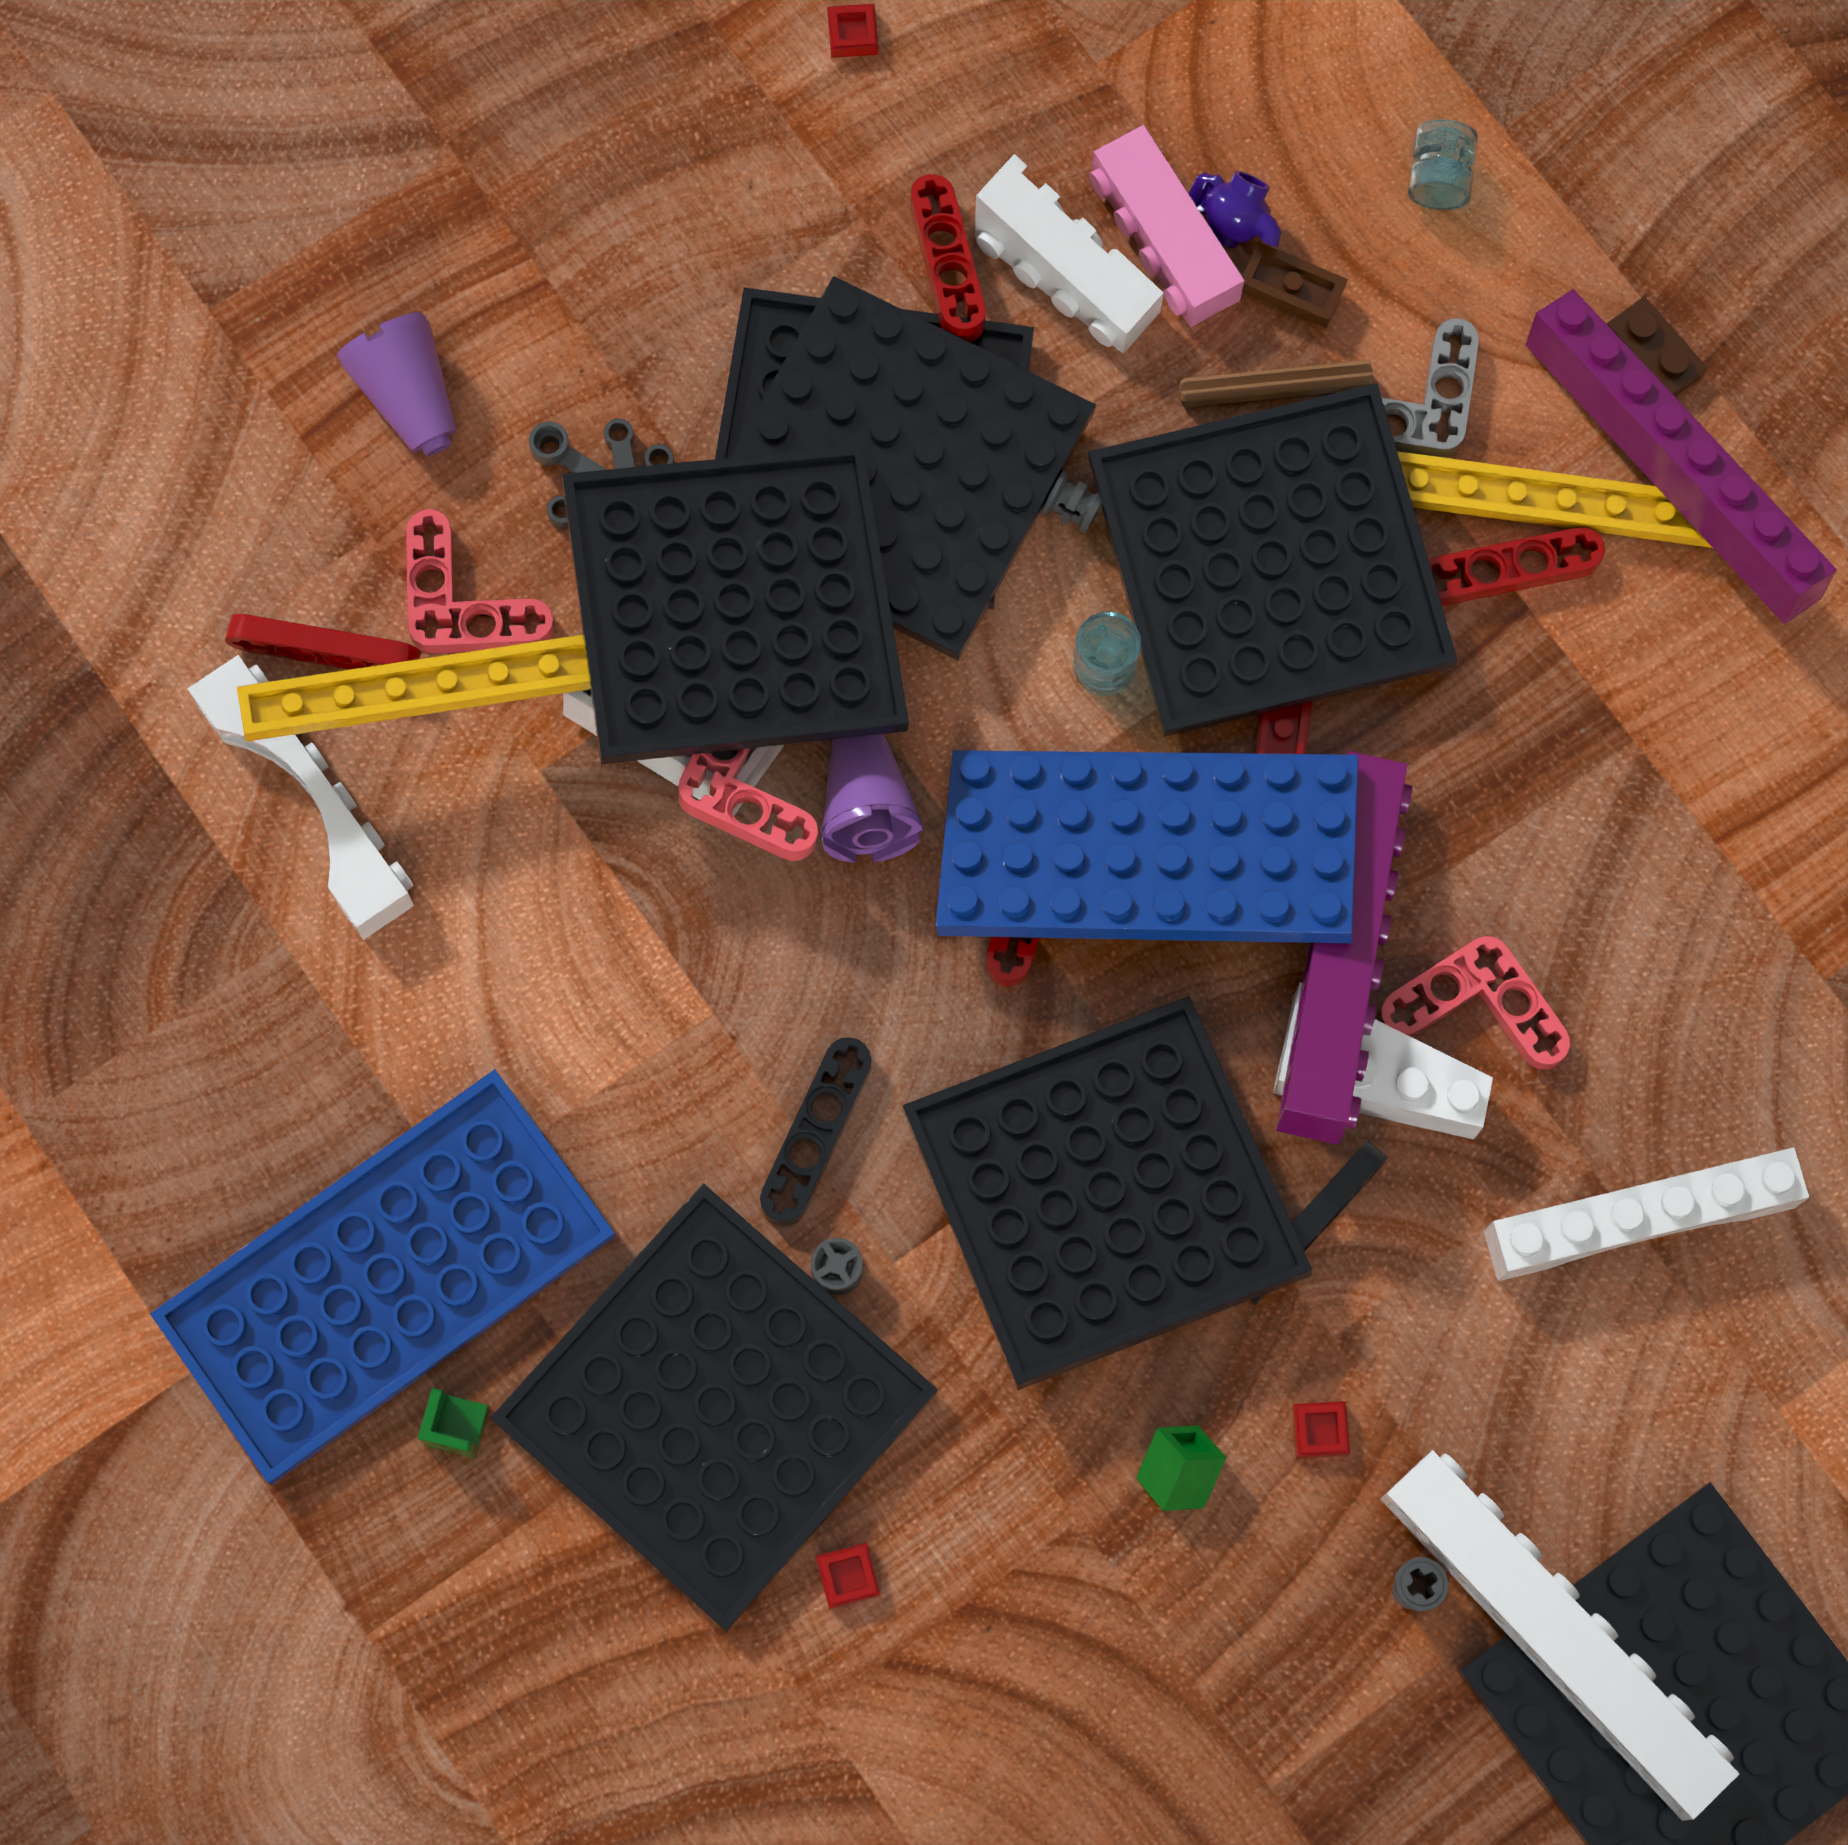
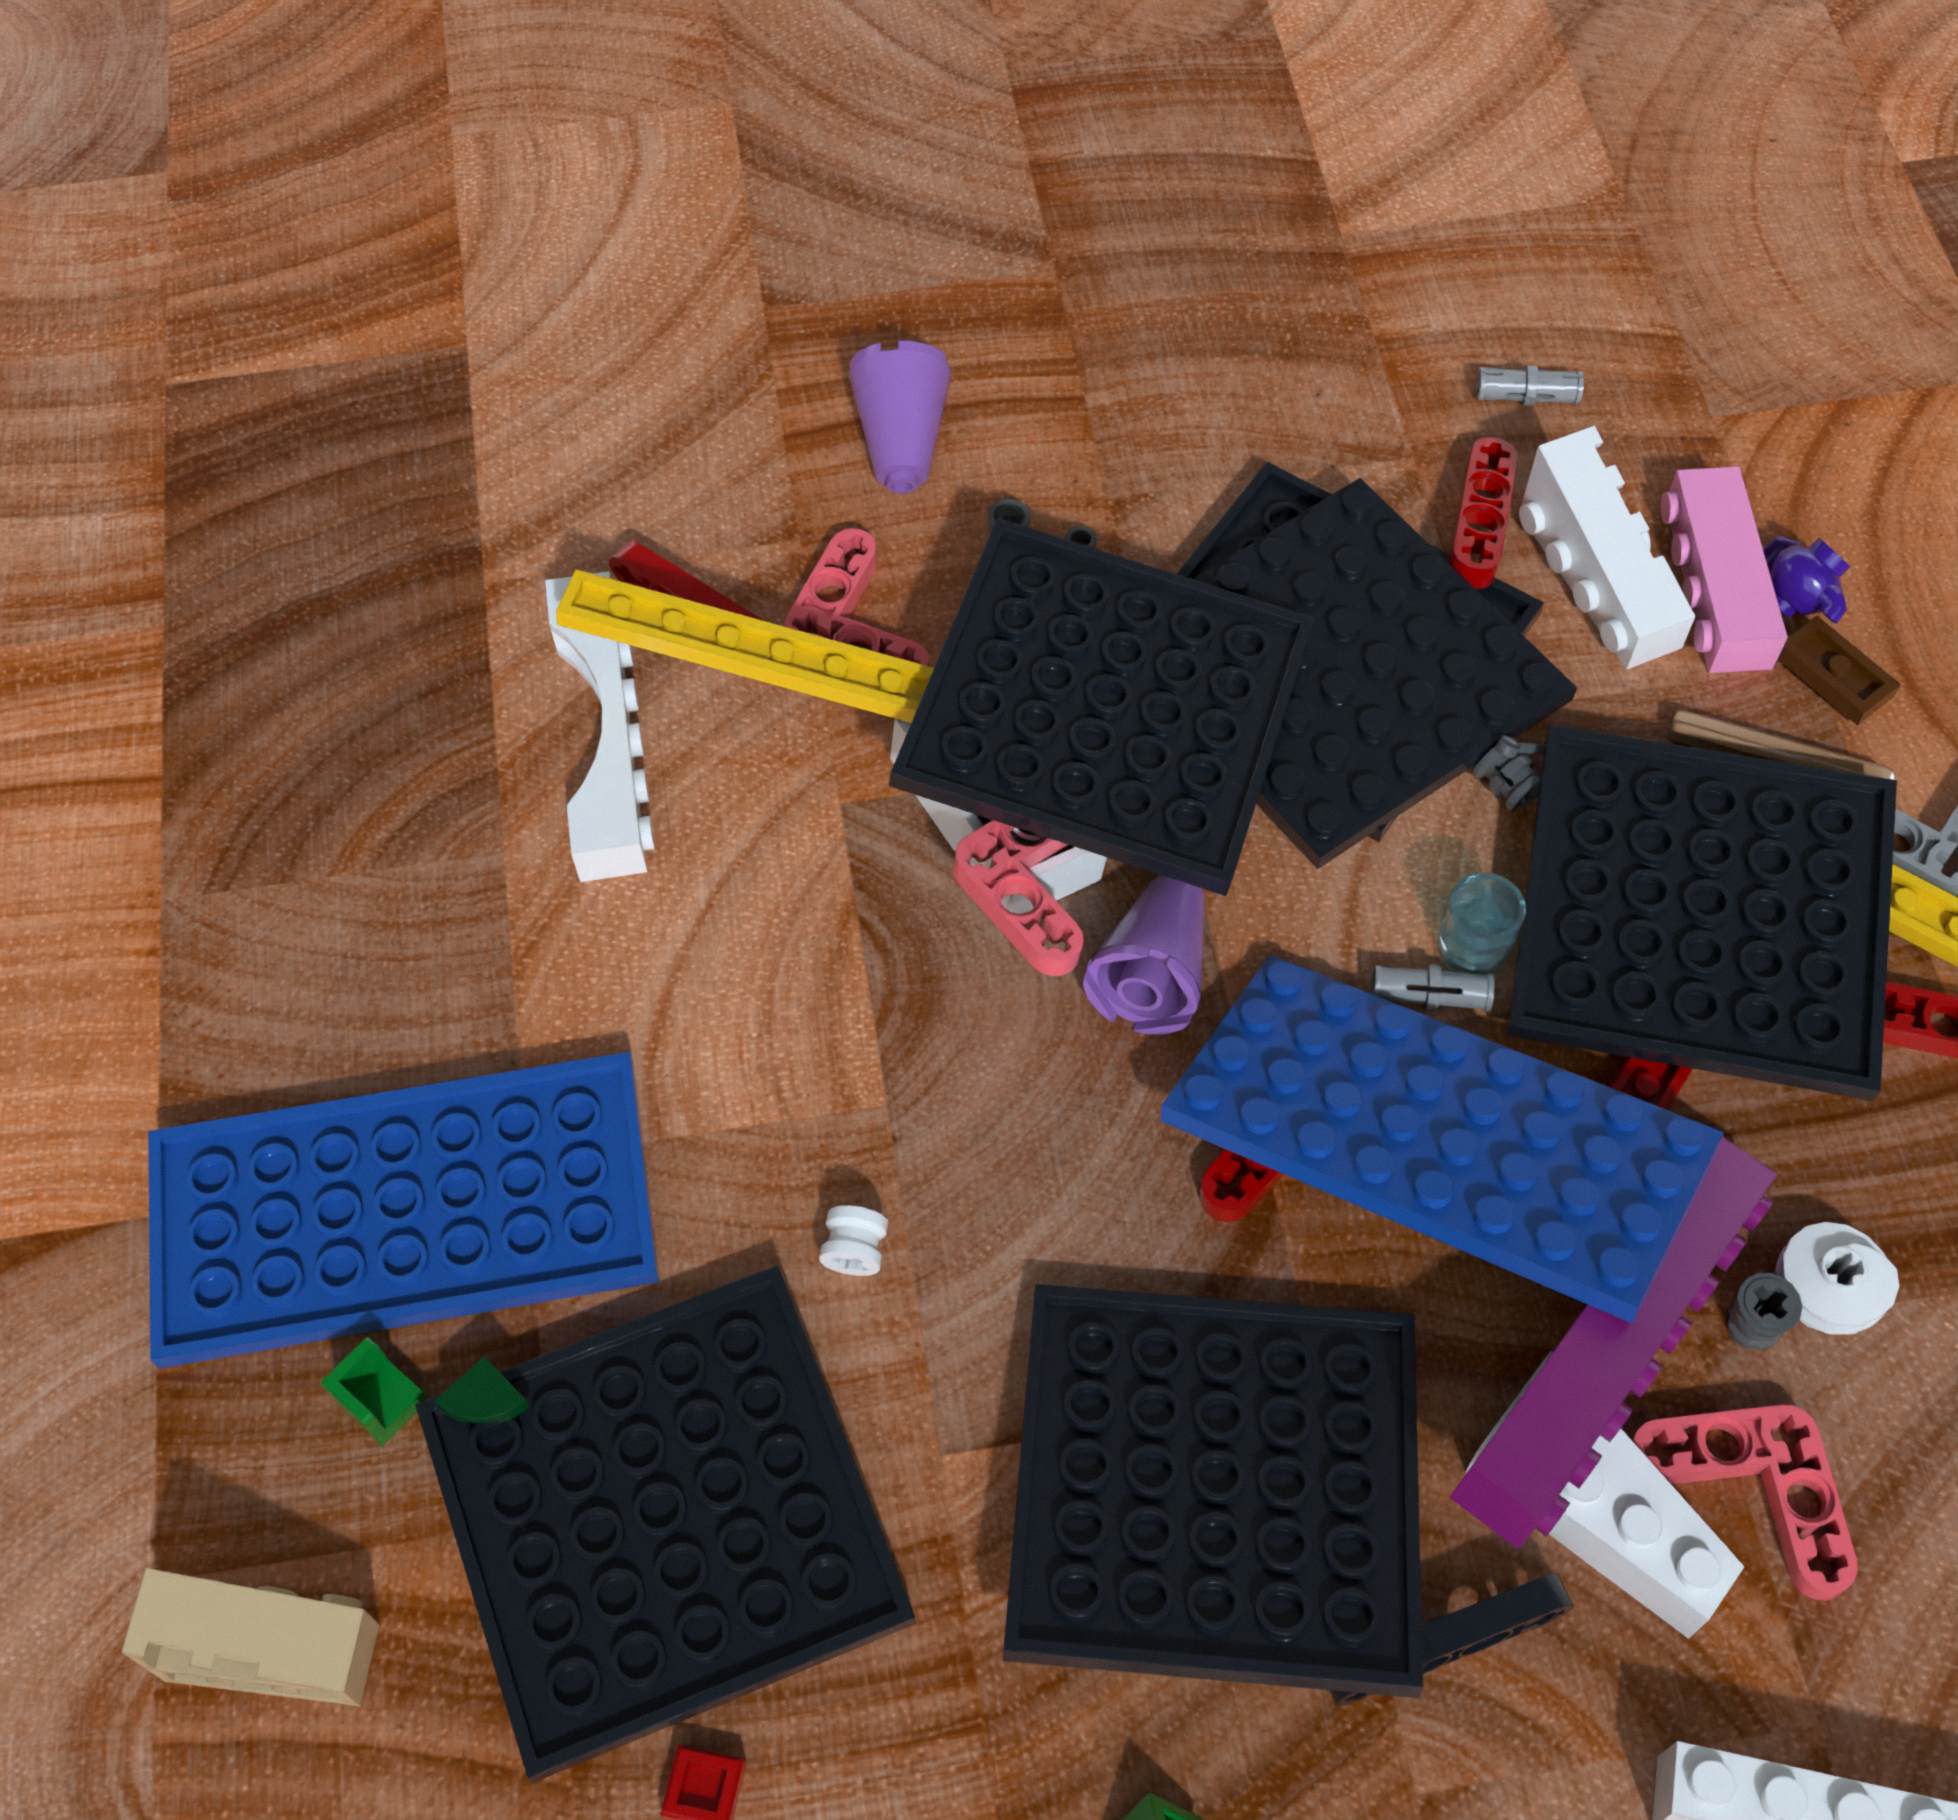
camera: 30 degrees right, 15 degrees down
(477, 1635) = (251, 1638): none -> tan wedge
(540, 1388) = (482, 1396): none -> dark green tile
(749, 1136) = (853, 1240): none -> white wheel
(809, 1128) = (922, 1264): black beam -> none
(832, 1258) = (873, 1410): dark grey wheel -> none
(852, 30) = (1481, 304): red tile -> none
(931, 103) = (1529, 385): none -> light grey pin
(1065, 486) = (1509, 747): none -> dark grey hinge
(1089, 720) = (1472, 990): none -> light grey pin
(1440, 858) = (1774, 1297): none -> dark grey bush
(1486, 802) = (1850, 1259): none -> white piece

